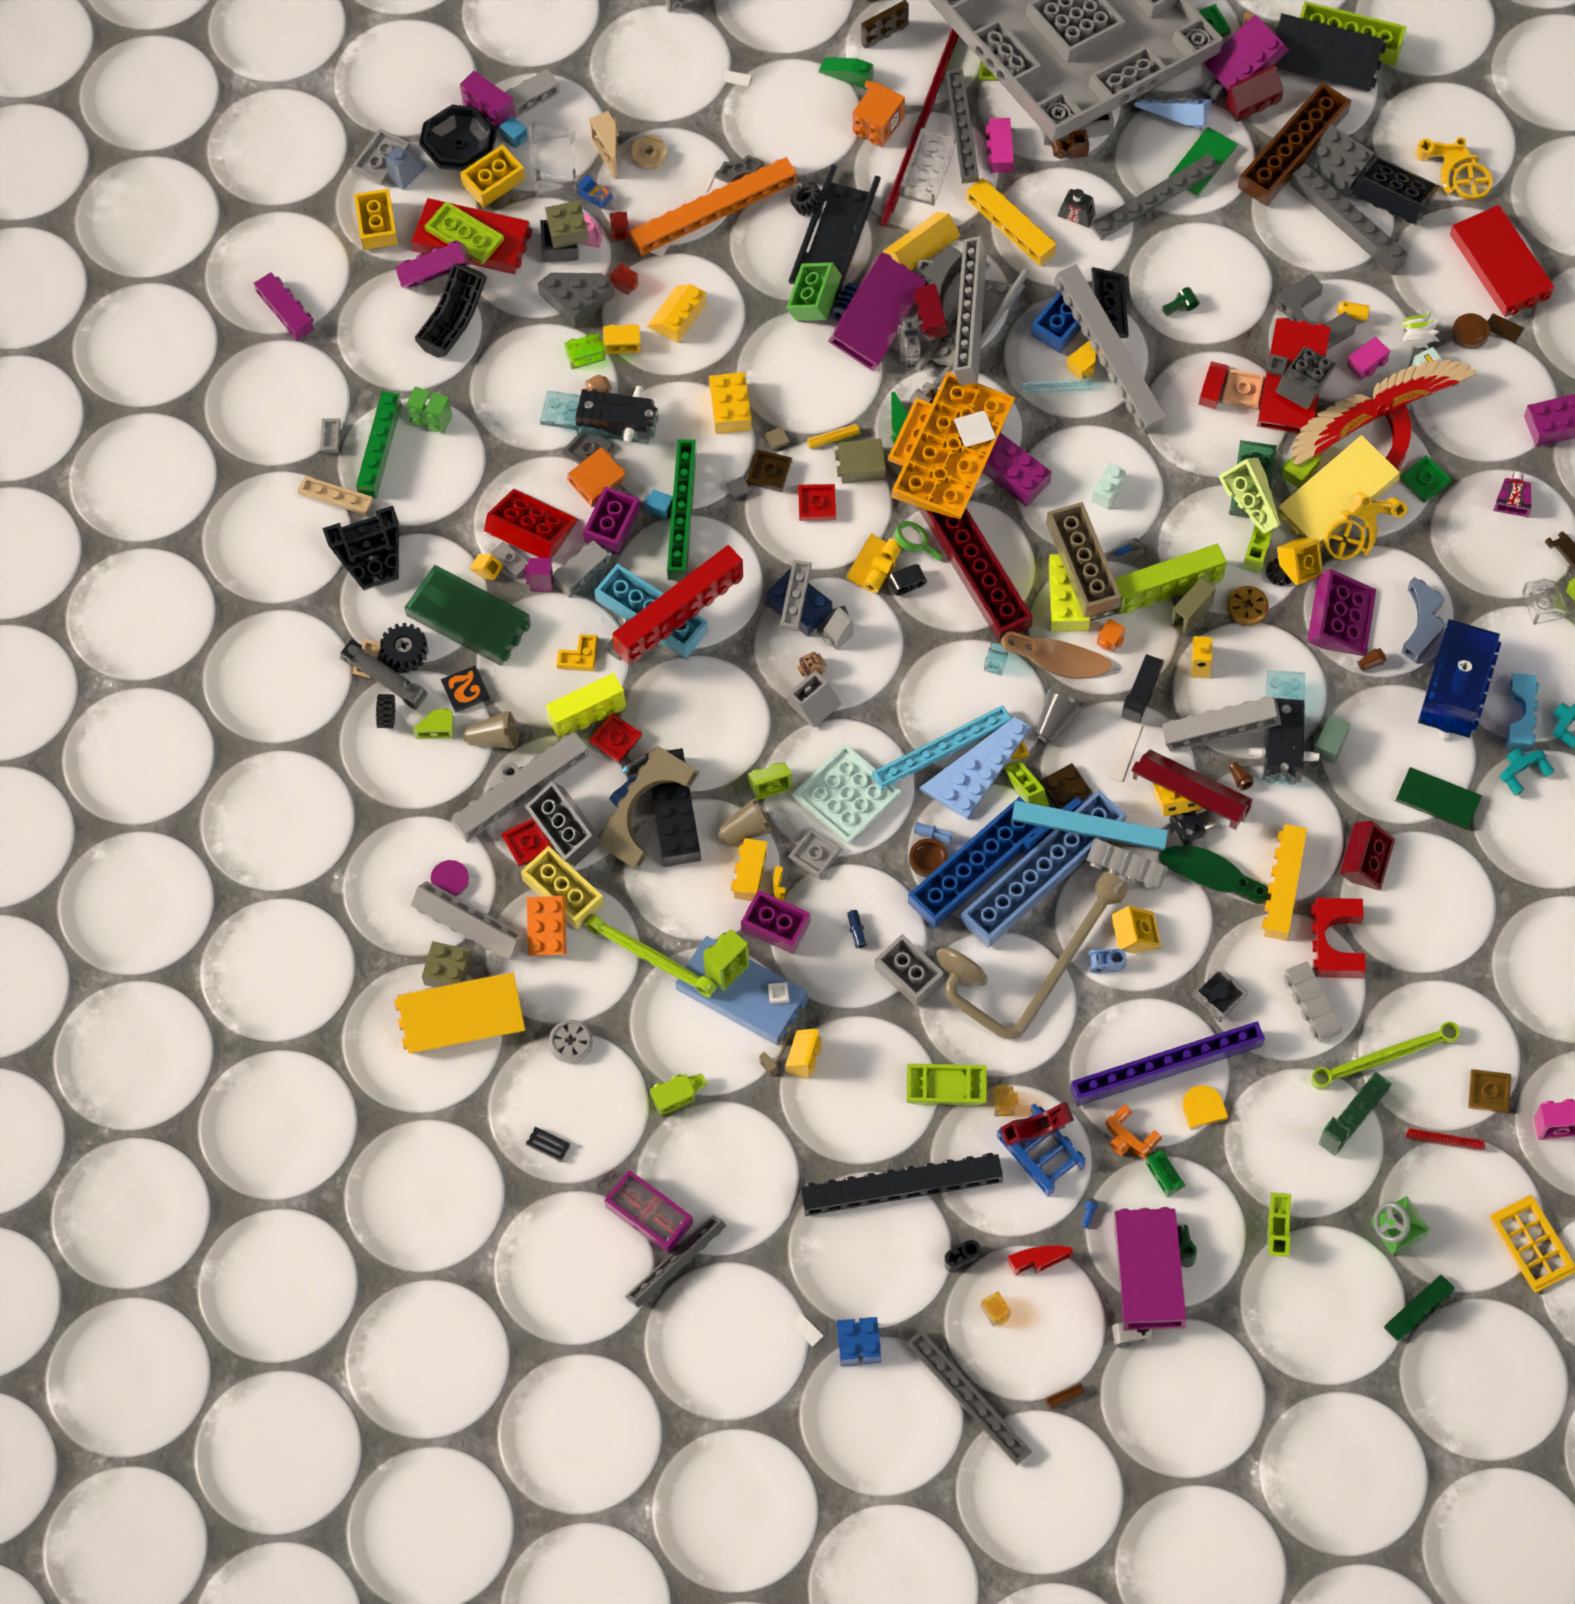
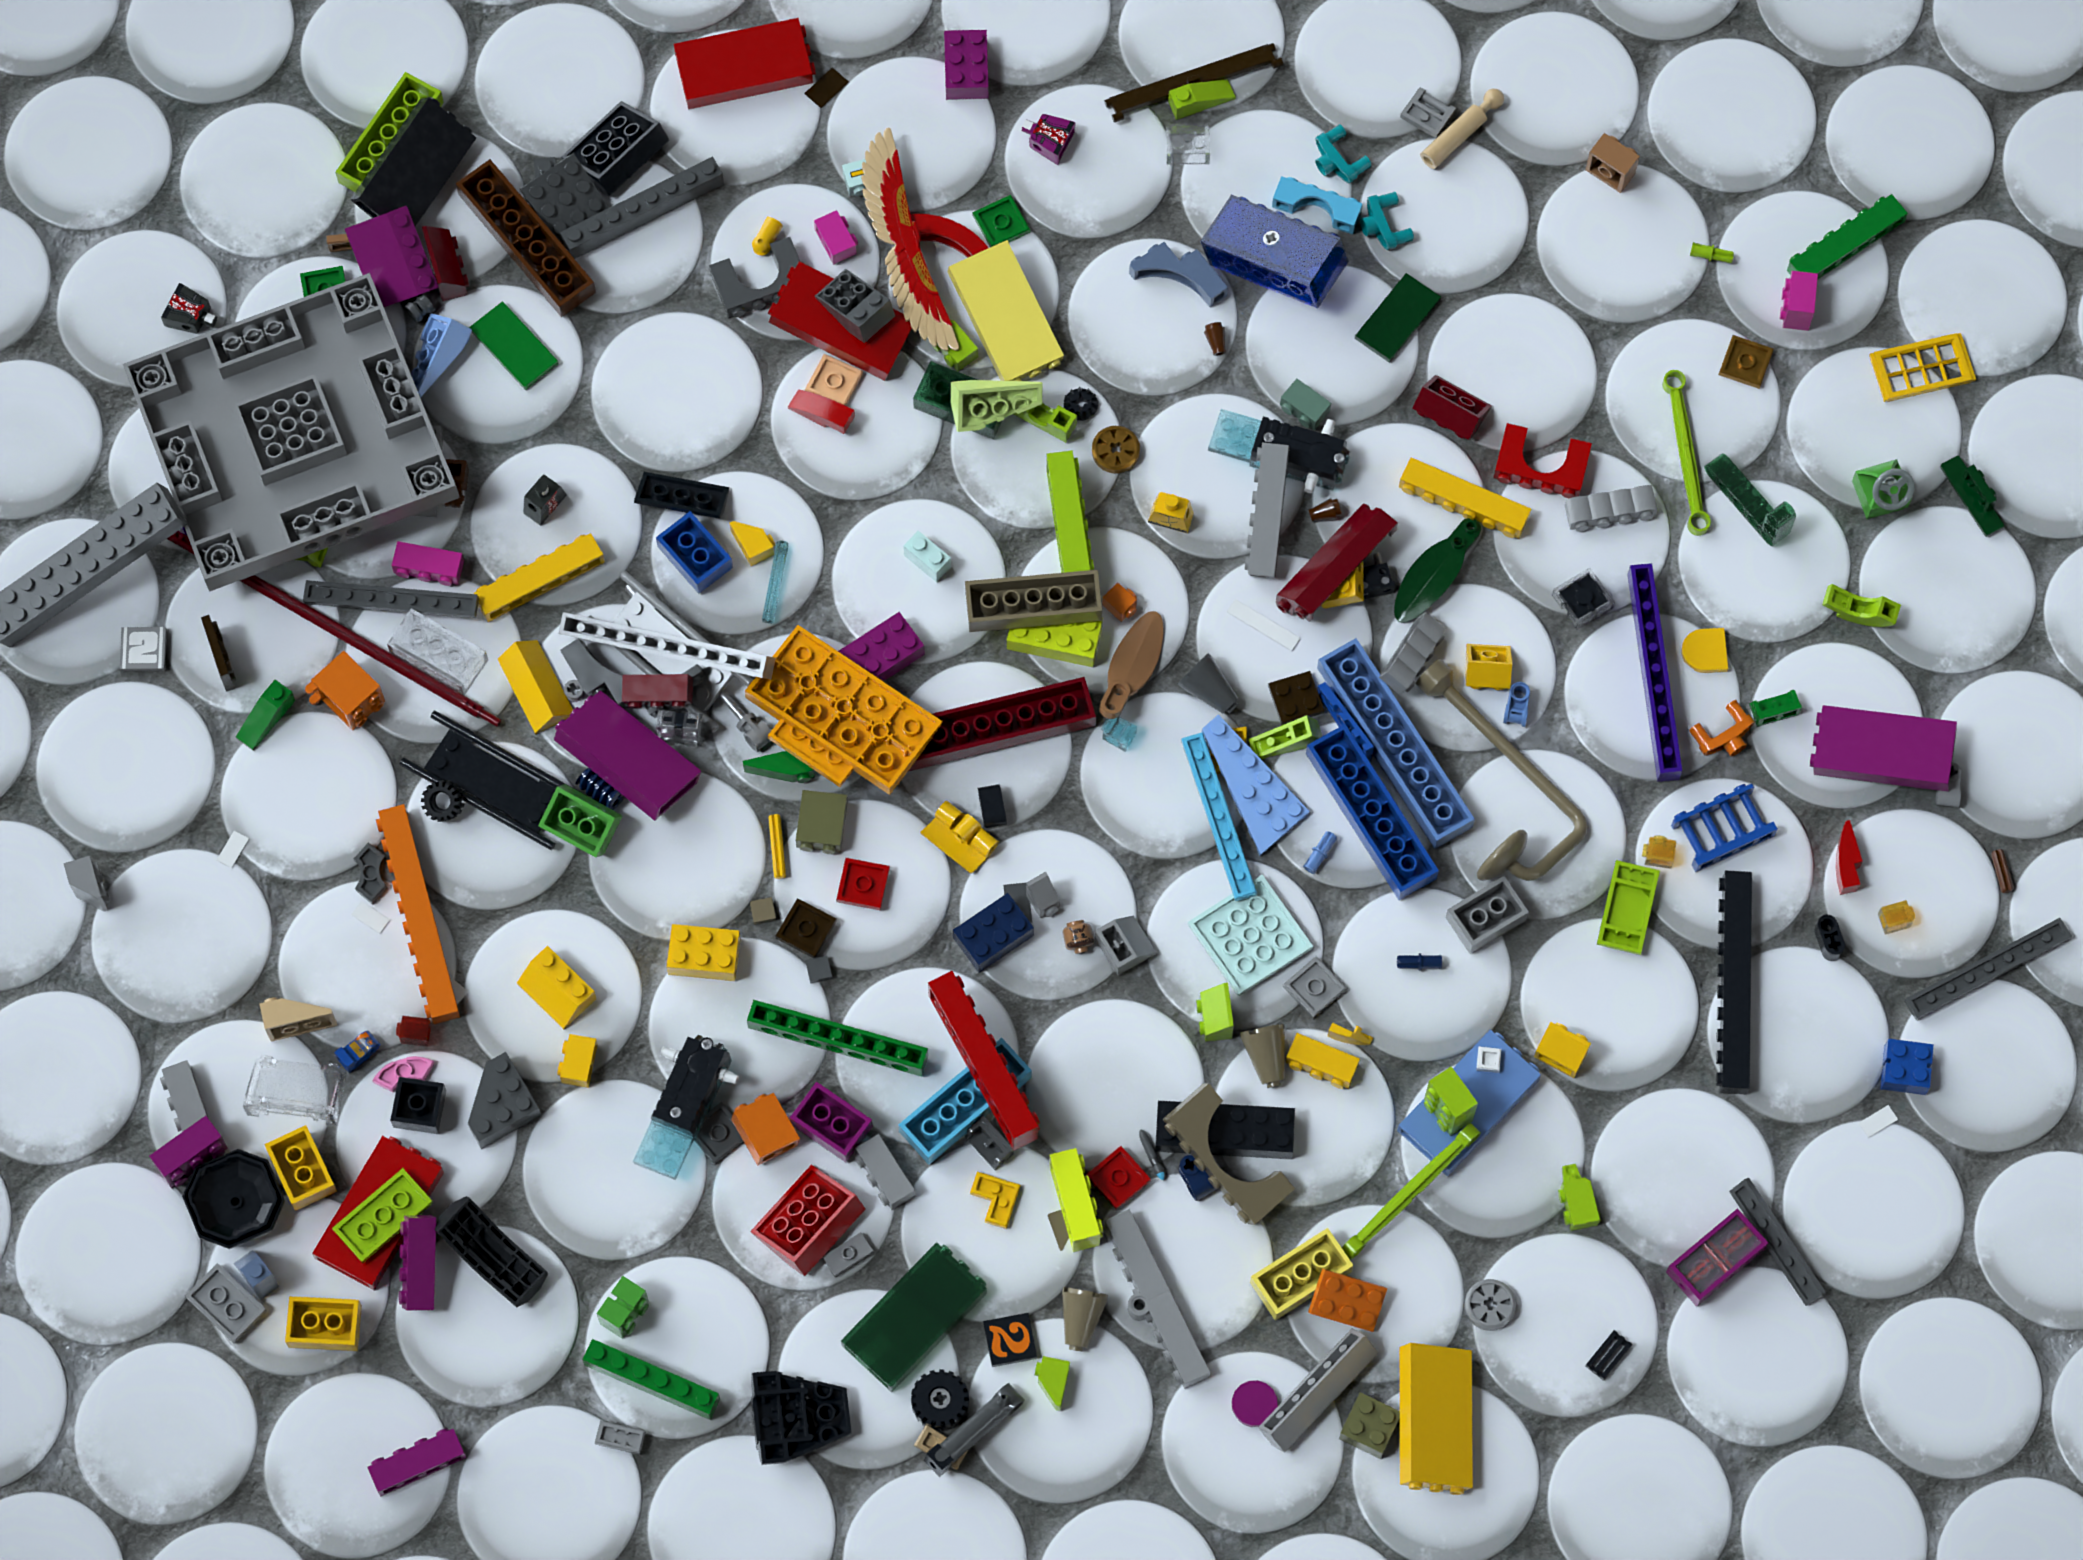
camera: 80 degrees left, 5 degrees up
(335, 495) = (707, 1446): tan plate -> none
(385, 711) = (1024, 1435): black tyre -> none
(486, 566) = (852, 1283): yellow brick -> none
(513, 132) = (239, 1130): dark azure brick -> none
(525, 841) = (1229, 1305): red plate -> none
(539, 574) = (886, 1219): magenta brick -> none
(563, 823) = (1224, 1254): dark grey brick -> none
(566, 224) = (413, 1086): olive brick -> none
(585, 351) = (583, 1107): clear neon green brick -> none
(598, 383) = (638, 1103): medium nougat head -> none
(624, 279) = (494, 1040): clear red brick -> none
(648, 160) = (313, 962): tan plate -> none
(658, 504) = (820, 1064): dark azure brick -> none
(768, 1064) = (1564, 1092): dark tan tile -> none
(775, 922) = (1396, 1045): magenta brick -> none
(795, 595) = (994, 929): light grey tile -> none
(914, 539) = (941, 785): bright green piece -> none
(927, 856) = (1349, 865): reddish brown piece -> none
(974, 428) = (829, 678): white sticker -> none
(1038, 1126) = (1704, 818): dark red arch -> none
(1089, 825) = (1363, 679): medium azure tile -> none
(1090, 1206) = (1796, 793): blue piece -> none
(1109, 348) = (753, 507): light grey brick -> none
(1133, 545) = (1007, 550): piece -> none
(1142, 689) = (1195, 586): black beam -> none
(1155, 196) = (550, 409): dark grey plate -> none
(1185, 300) = (701, 413): dark green pin -> none
(1186, 1246) = (1862, 704): dark green pin -> none
(1193, 606) = (1109, 504): olive brick -> none
(1277, 365) = (830, 332): dark grey tile -> none
(1301, 559) = (1077, 376): yellow slope -> none
(1341, 614) = (1152, 354): magenta slope -> none
(1366, 510) = (1041, 292): yellow piece -> none
(1420, 330) = (815, 171): white hair -> none
(1427, 1134) = (1789, 417): red piece -> none
(1454, 155) = (588, 74): yellow piece -> none
(1470, 331) = (824, 122): reddish brown piece -> none

